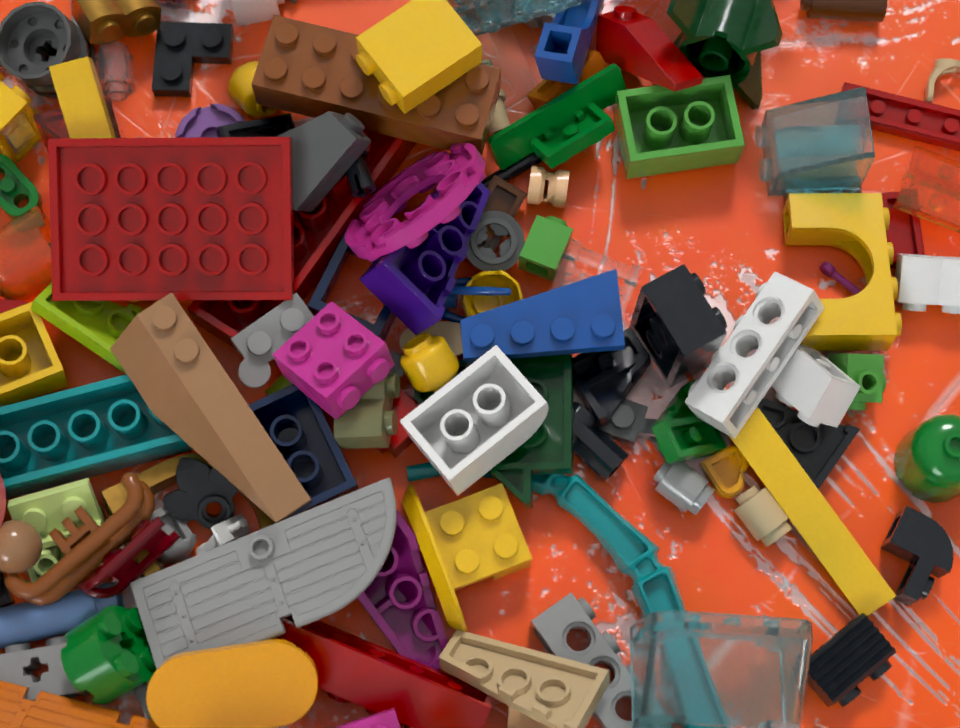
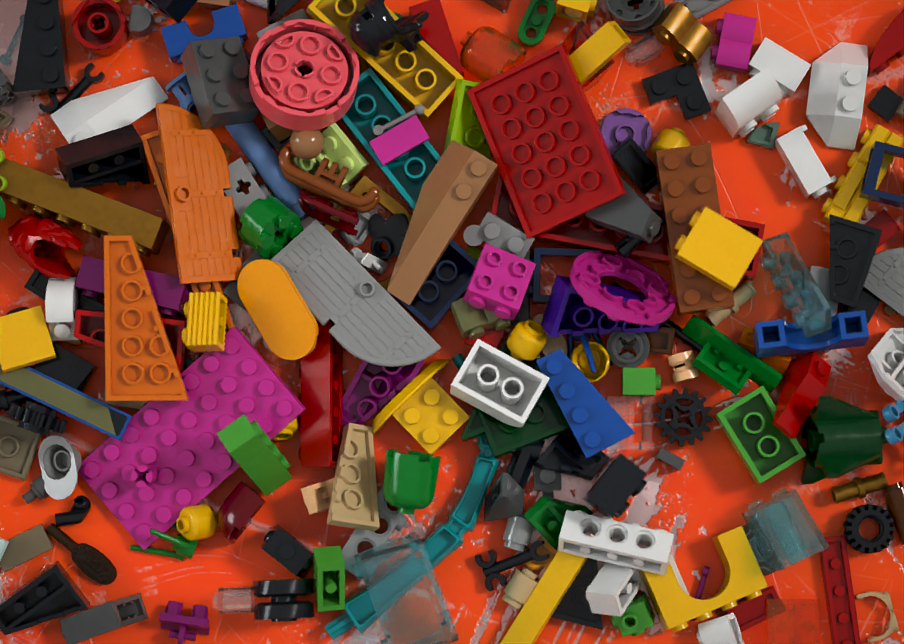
camera: 75 degrees right, 10 degrees up
(47, 441) = (379, 130): none -> light grey hinge
(75, 419) = (399, 140): none -> dark pink tile
(559, 597) = (410, 479): none -> green cylinder
(624, 201) = (691, 427): none -> black gear
(633, 486) = (504, 499): none -> dark grey slope
(663, 252) = (669, 459): none -> dark grey tile
(722, 543) = (492, 568): none -> black bar
(791, 42) = (859, 487): none -> pearl gold pin
(854, 32) = (885, 528): none -> black tyre

